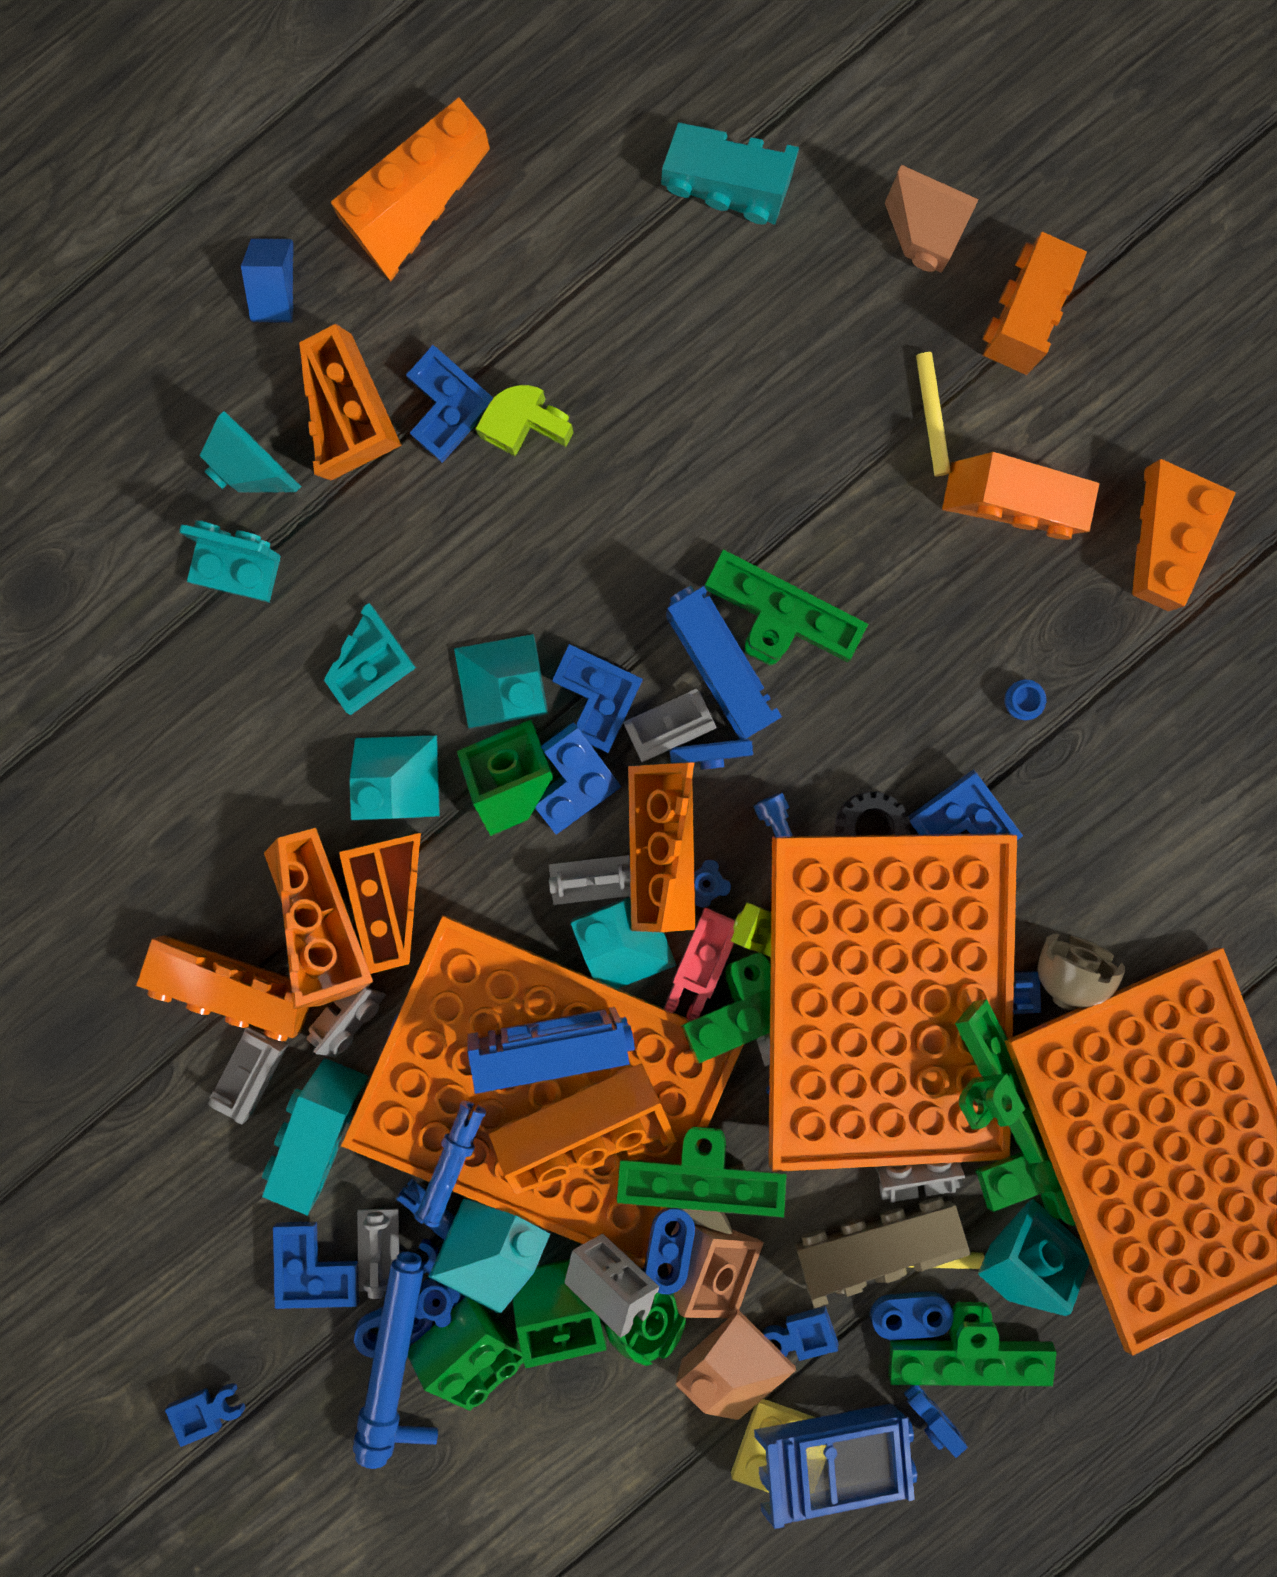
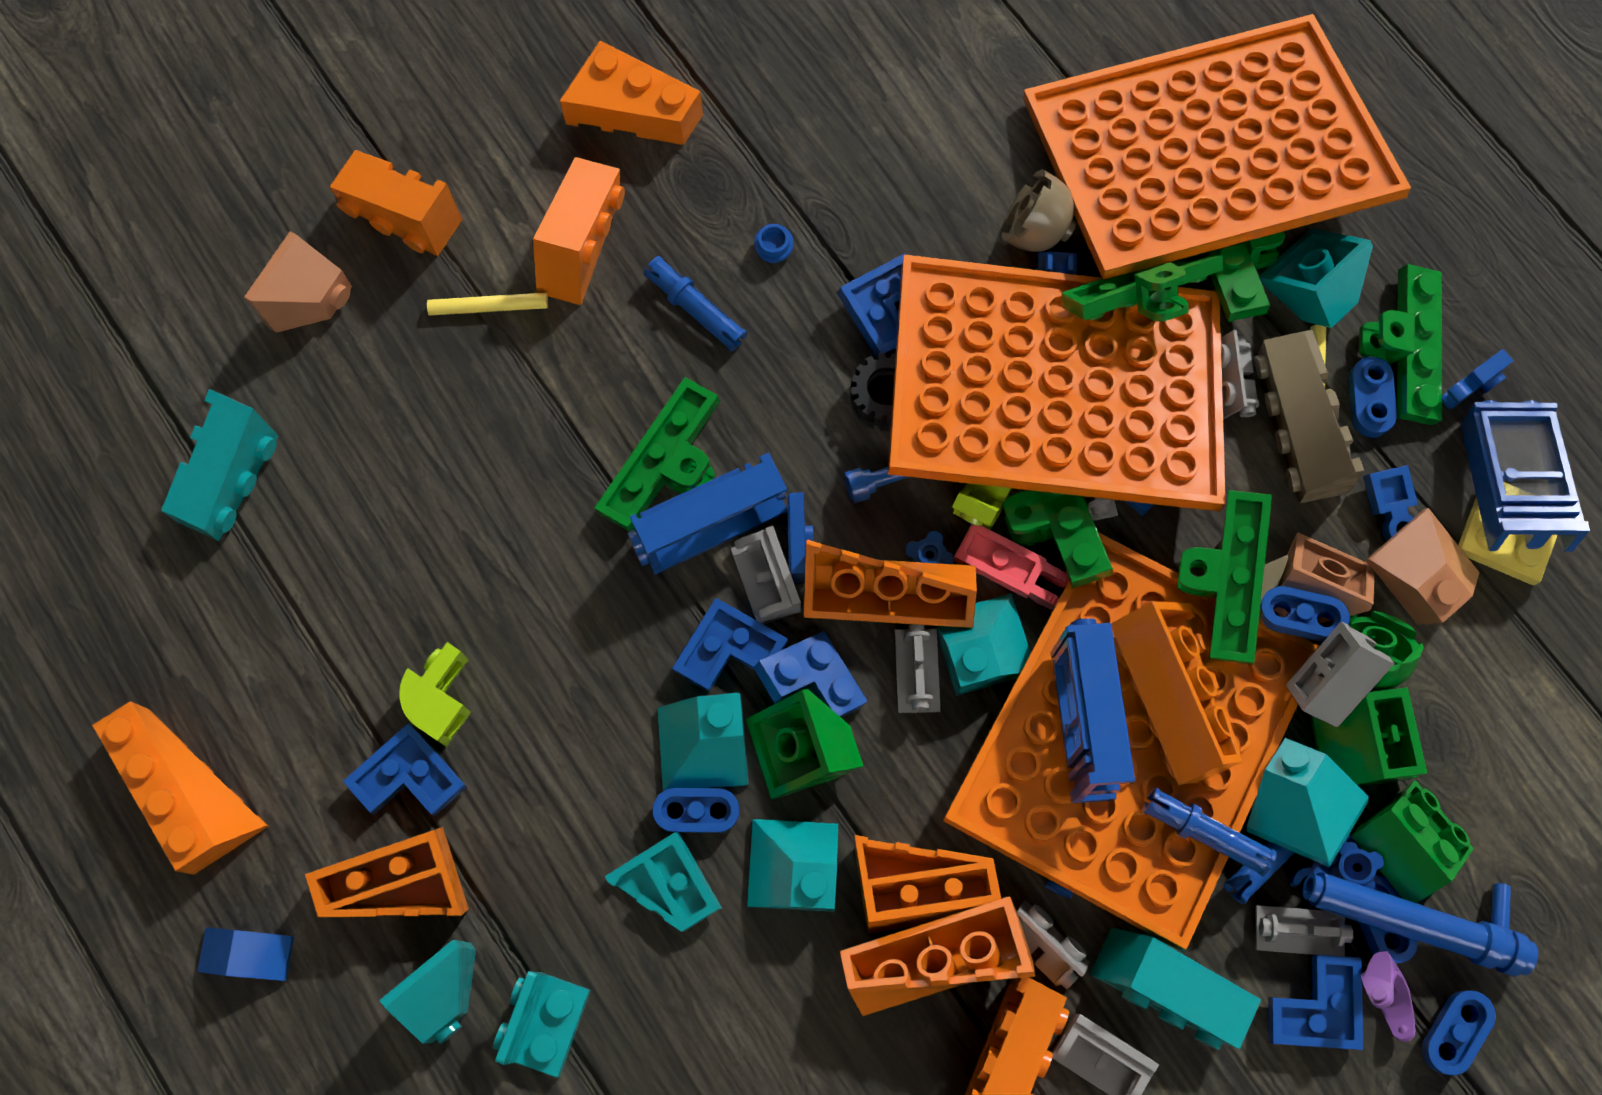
camera: 85 degrees left, 15 degrees down
(298, 1397) = (1461, 1036): none -> blue plate
(324, 1332) = (1391, 993): none -> medium lavender helmet
(438, 682) = (697, 810): none -> blue plate
(960, 613) = (683, 293): none -> blue pin

